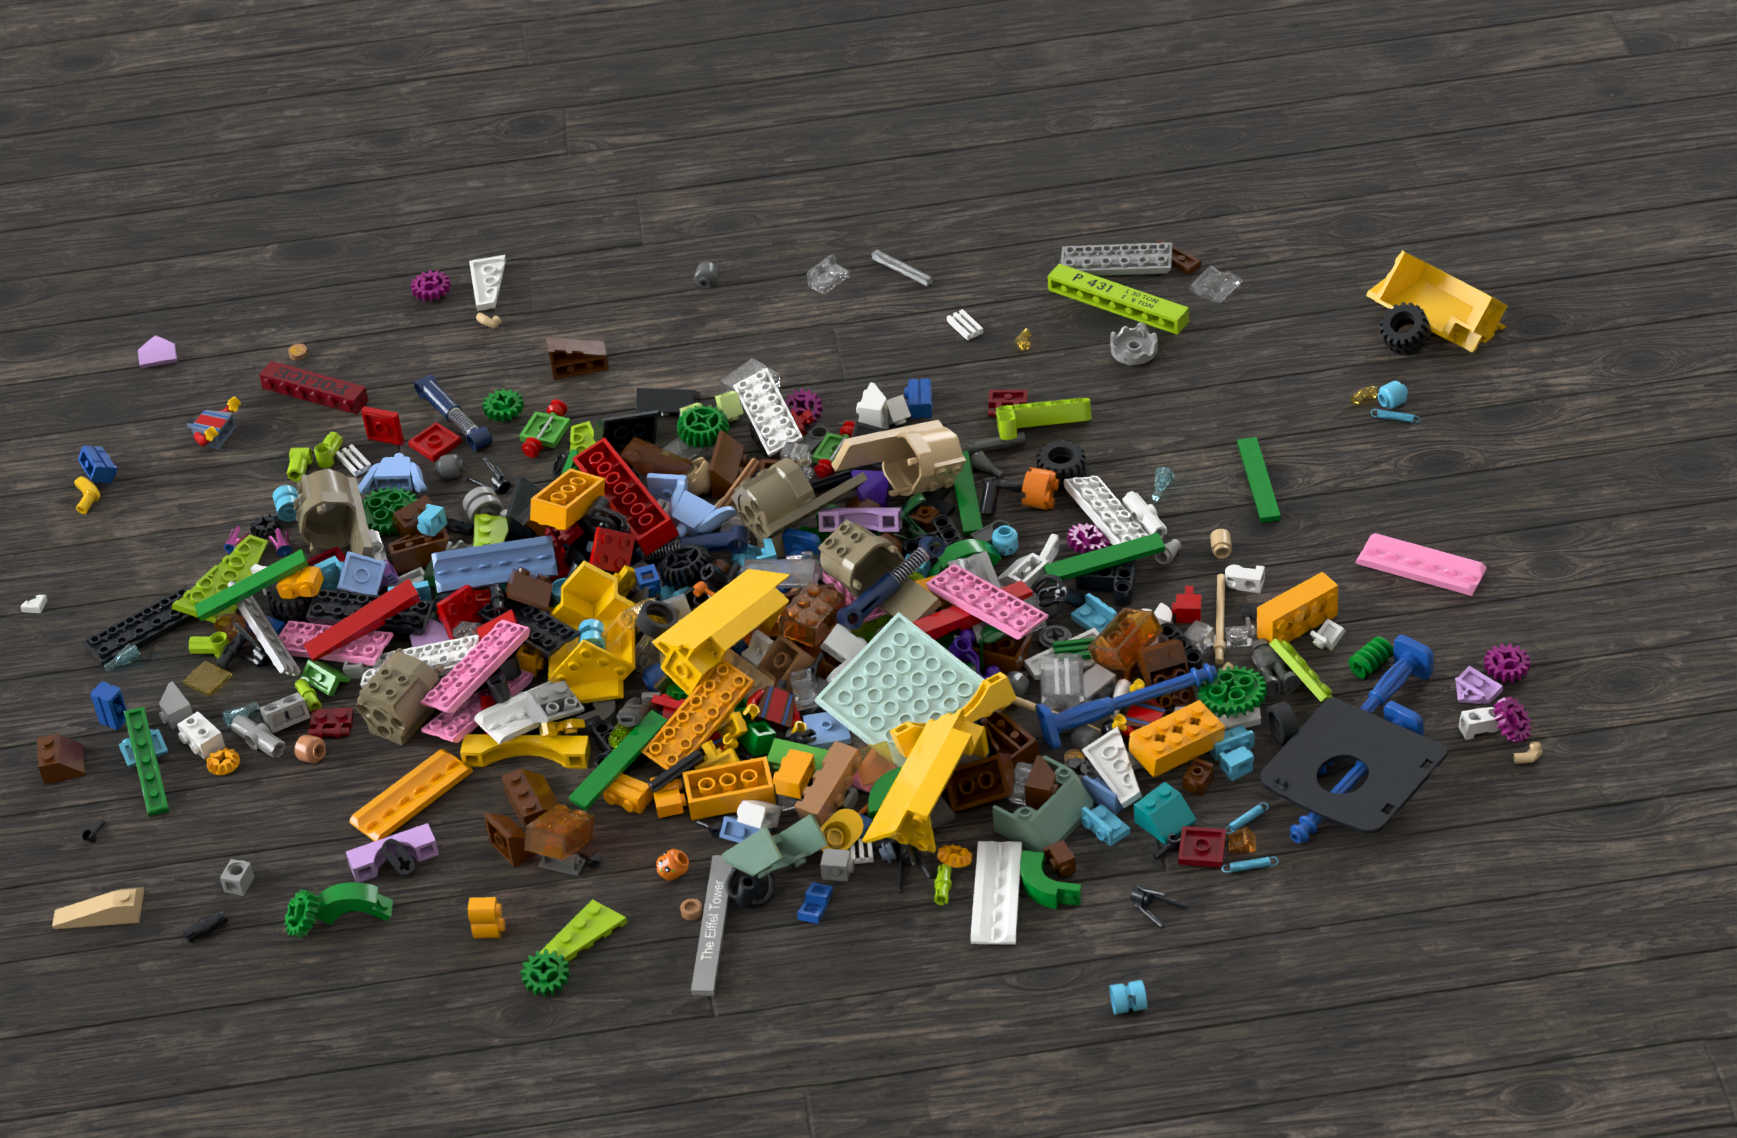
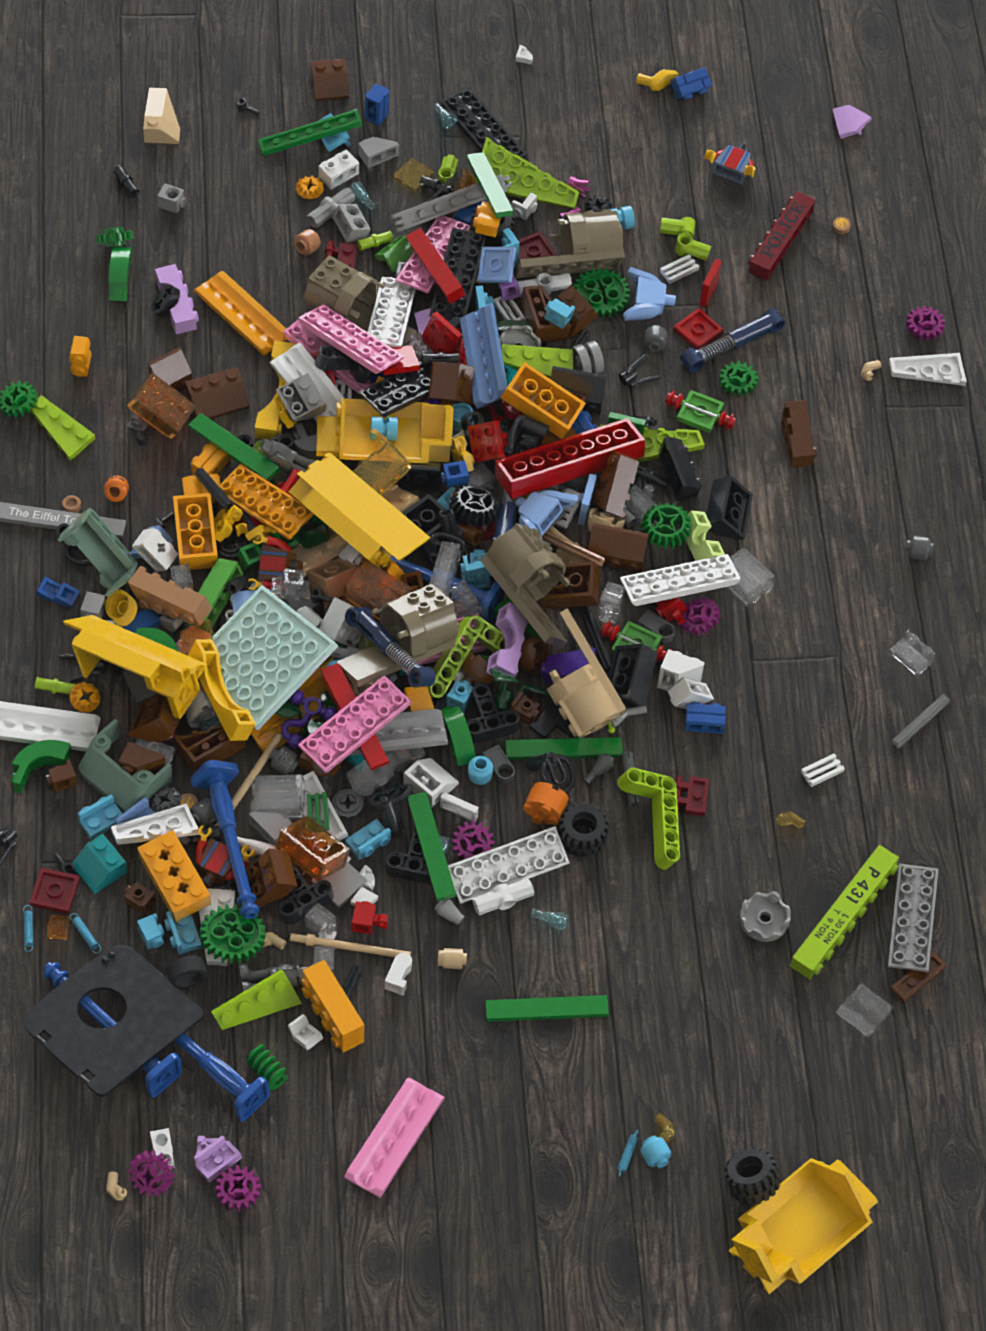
camera: 85 degrees right, 15 degrees up
(659, 609) = (367, 449): black tyre -> none
(680, 605) = (400, 488): light grey hinge -> none
(701, 588) = (433, 511): orange hand -> none
(794, 773) = (185, 571): light orange brick -> none

